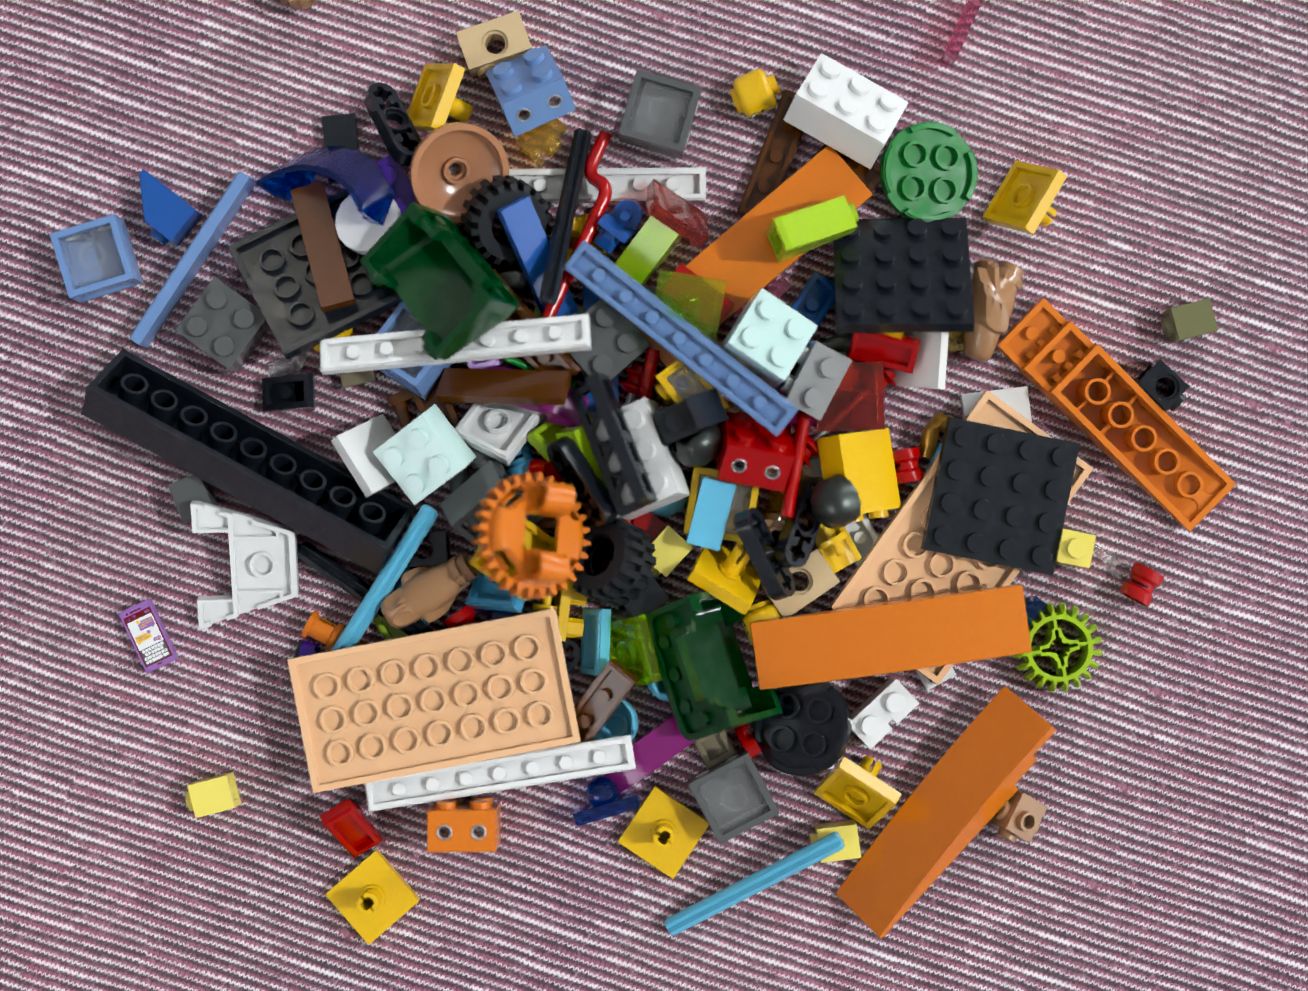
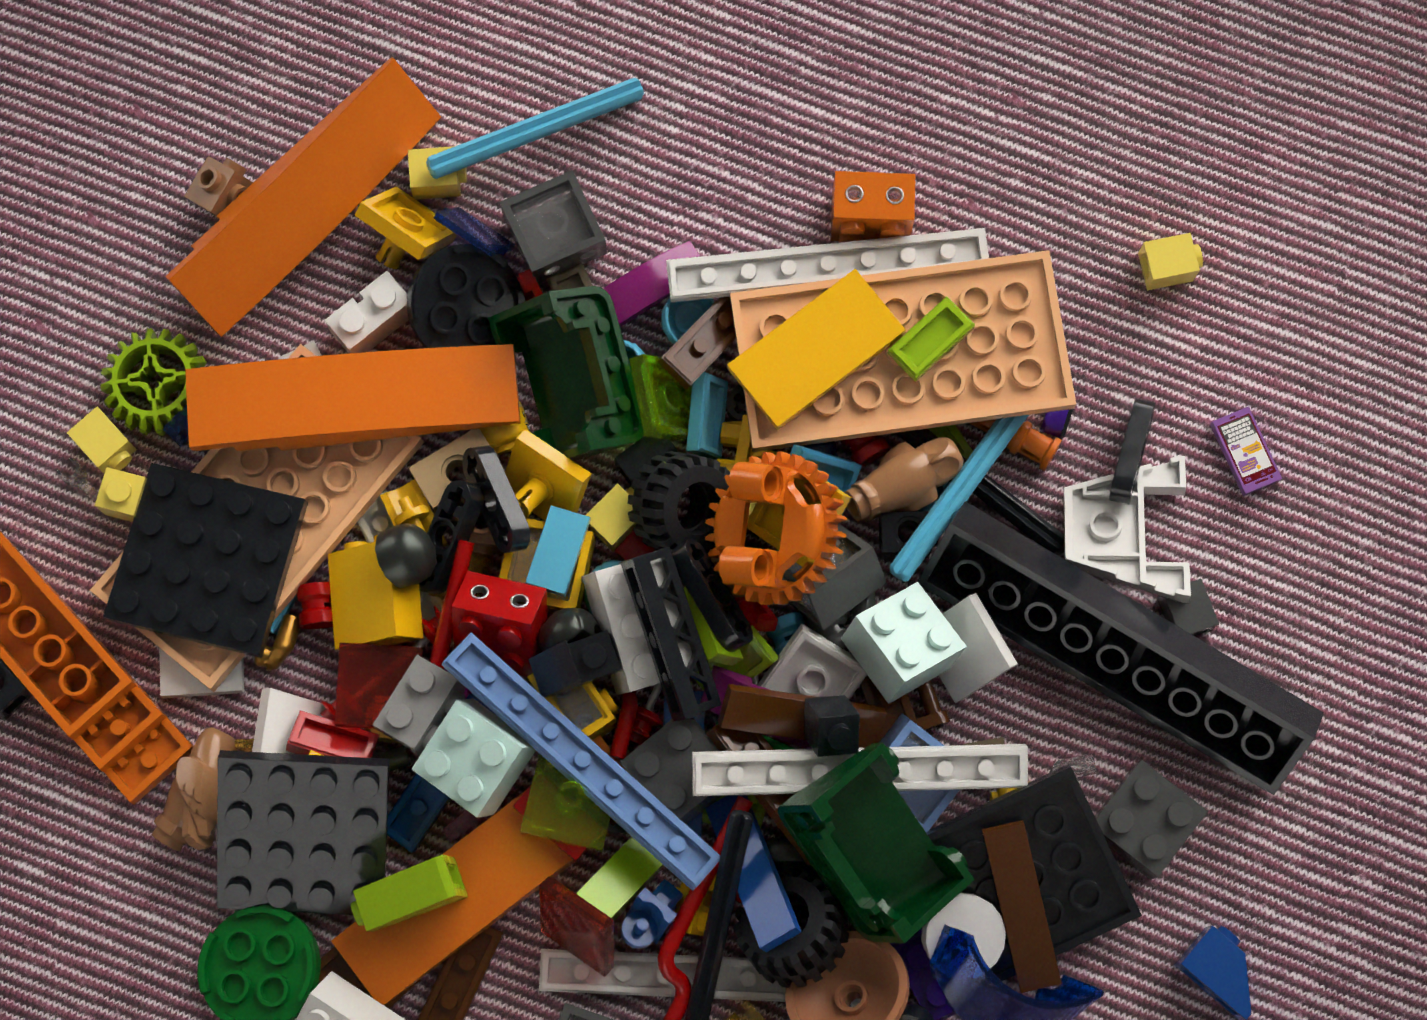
camera: 175 degrees left, 10 degrees down
(96, 258) = (1306, 910): piece -> none
(192, 260) = (1186, 905): medium blue tile -> none
(241, 627) = (1132, 451): none -> black beam
(289, 392) = (1069, 731): black slope -> none
(351, 827) = (1007, 216): red tile -> none
(373, 896) = (984, 139): yellow tile -> none
(409, 709) = (931, 339): none -> lime tile
(478, 376) = (831, 725): none -> black brick
(505, 695) = (816, 349): none -> yellow tile
(605, 801) = (705, 228): clear blue tile -> none
(663, 832) = (639, 195): yellow tile -> none
(799, 789) = (474, 231): none -> clear blue piece
(1025, 197) = (141, 926): yellow tile -> none
(1095, 593) = (102, 441): none -> light yellow brick
(1146, 578) = (42, 458): red wheel -> none

